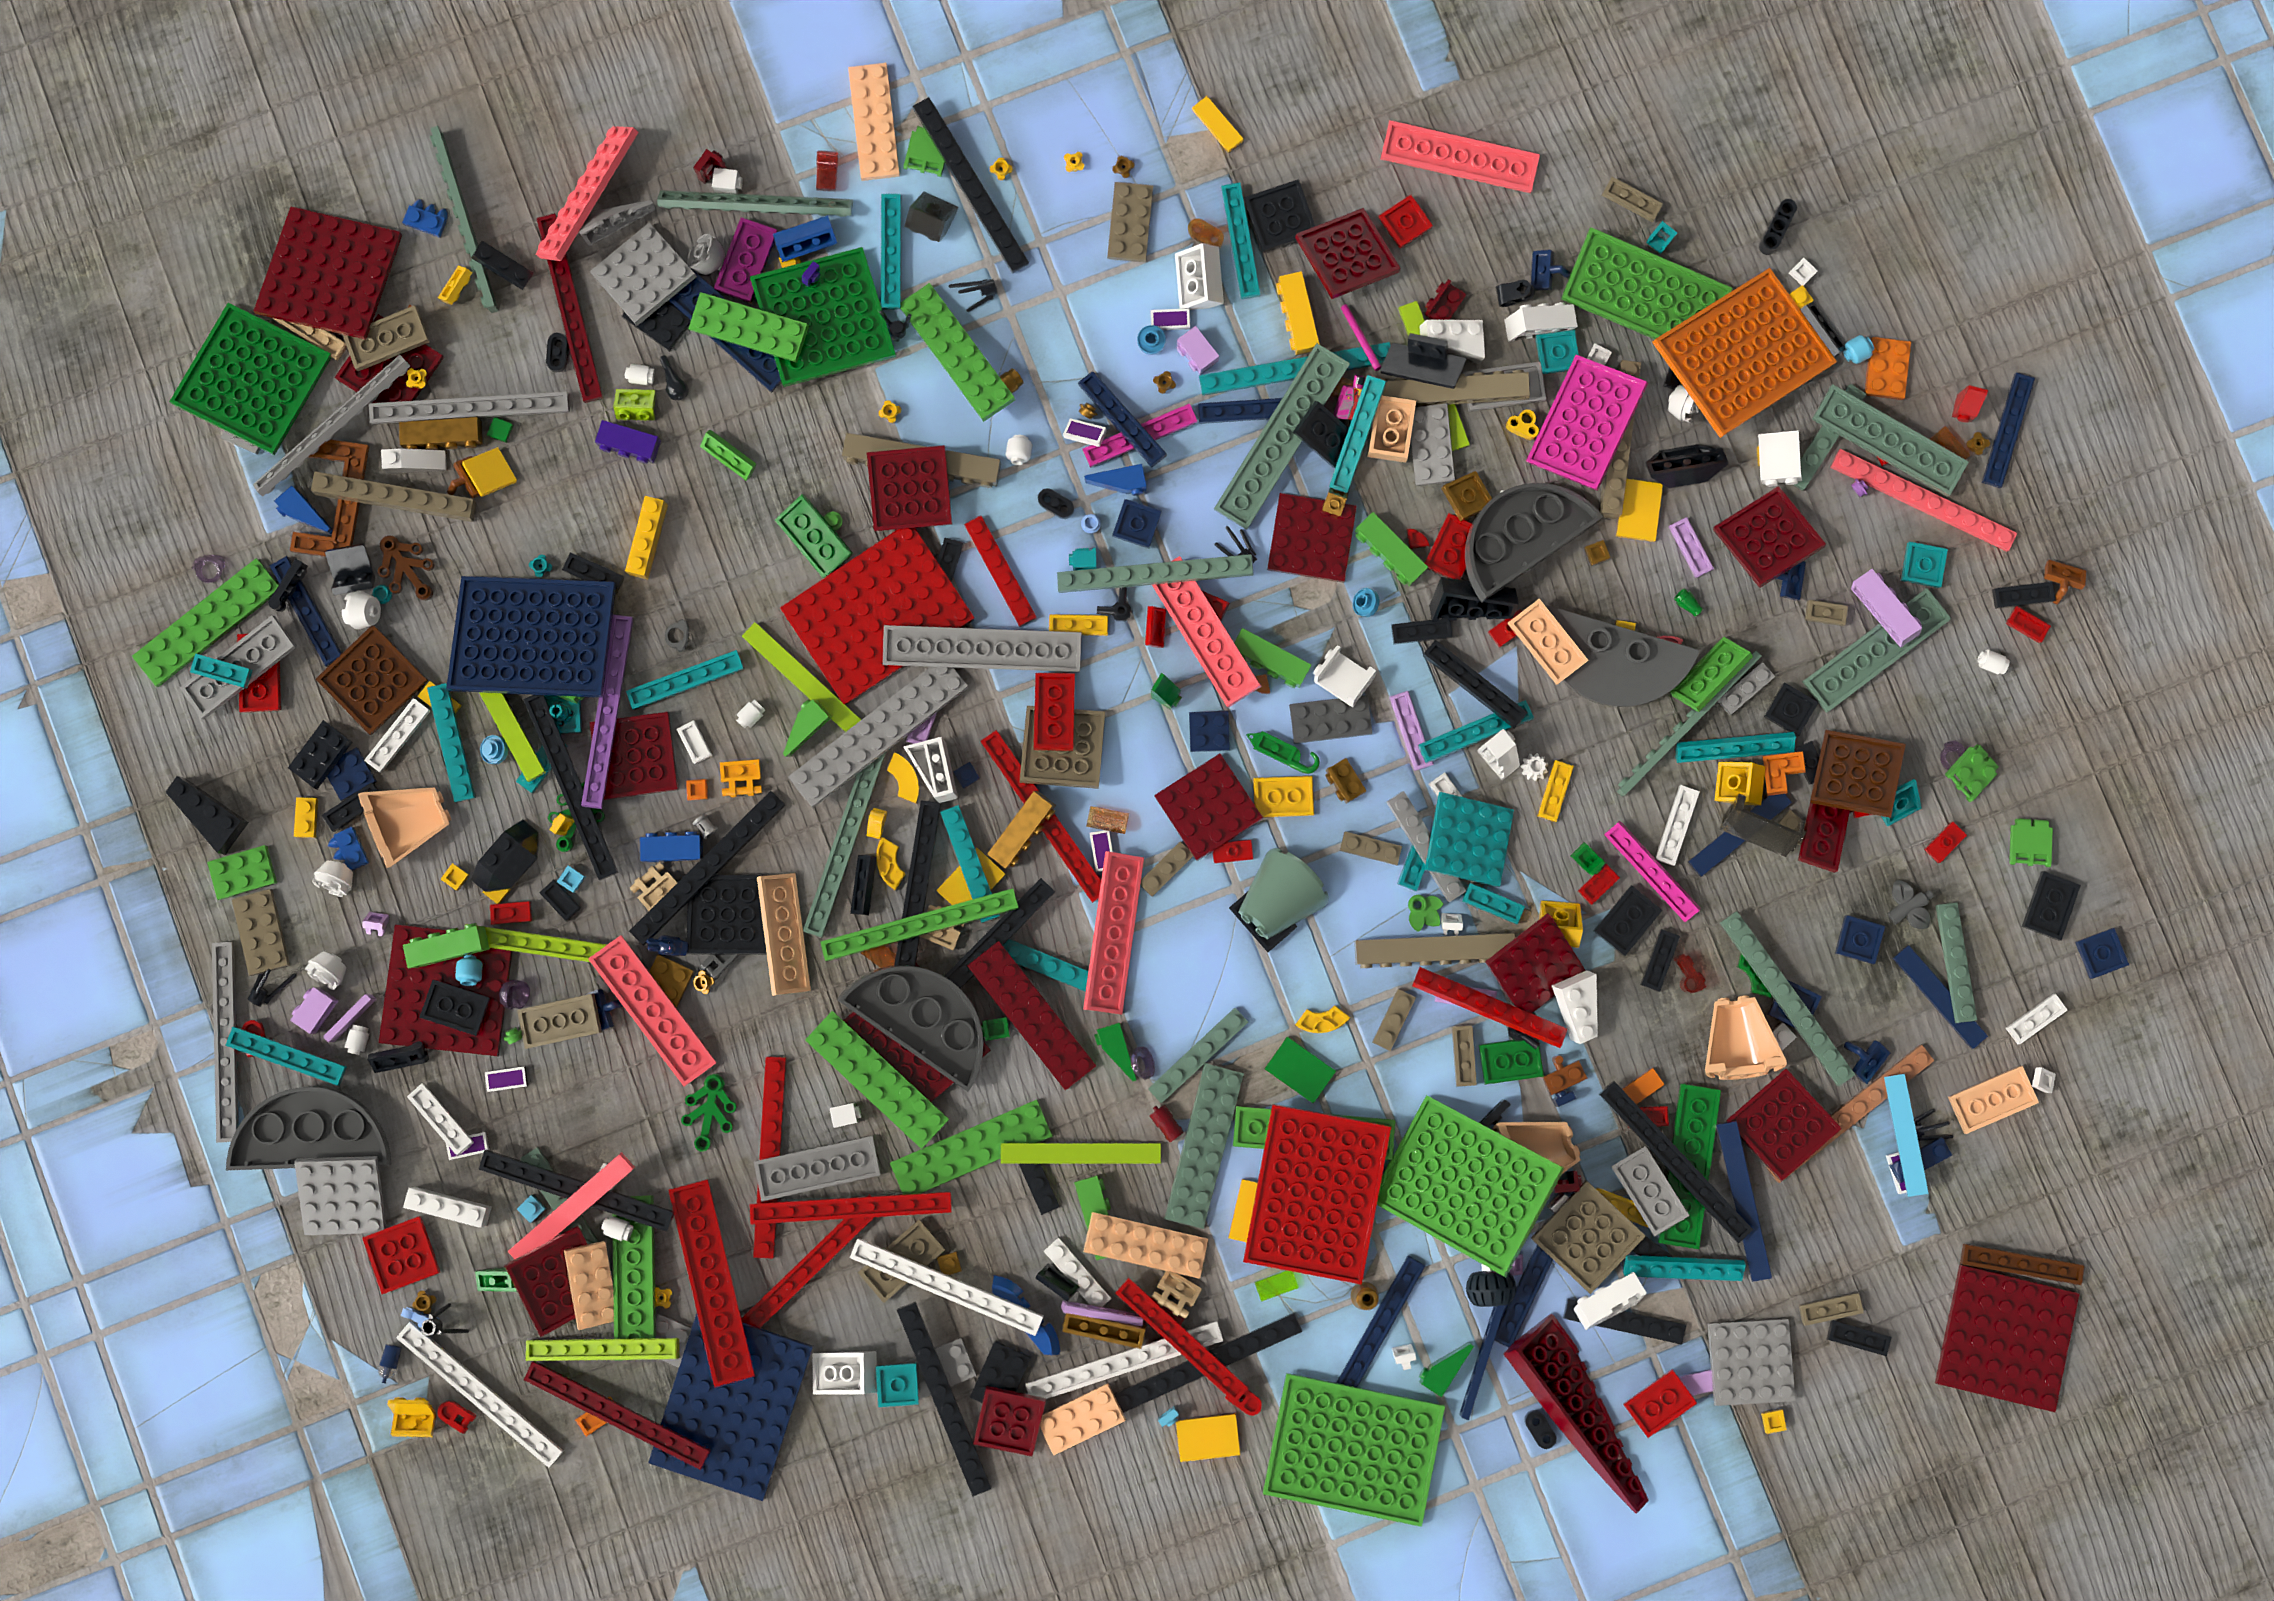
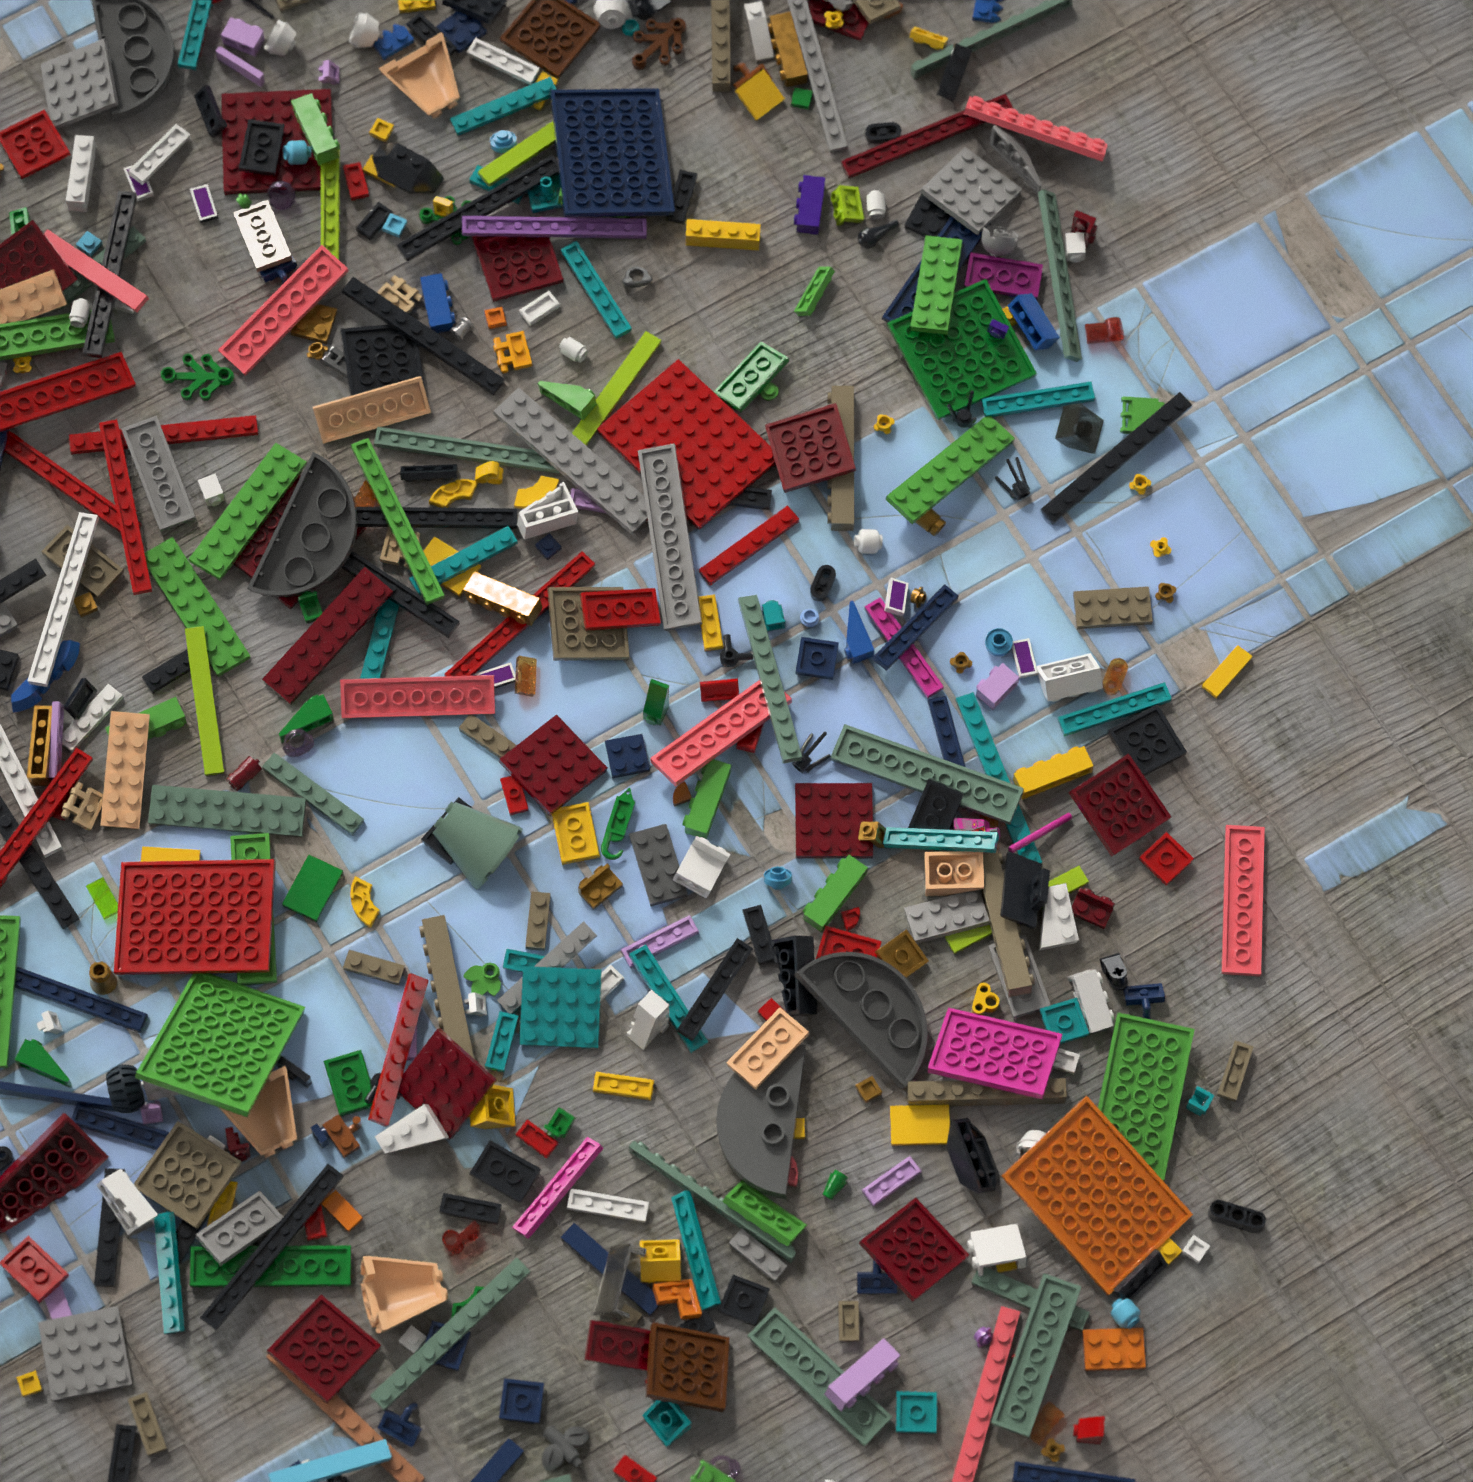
camera: 80 degrees right, 15 degrees down
(357, 1039) = (221, 75): white brick -> none
(541, 559) = (681, 147): teal plate -> none
(668, 945) = (345, 312): dark blue animal -> none
(873, 121) = (1161, 366): light nougat plate -> none
(1464, 1056) = (348, 1036): dark tan plate -> none
(1534, 767) = (644, 1063): white piece -> none
(1744, 1199) = (243, 1322): dark blue tile -> none

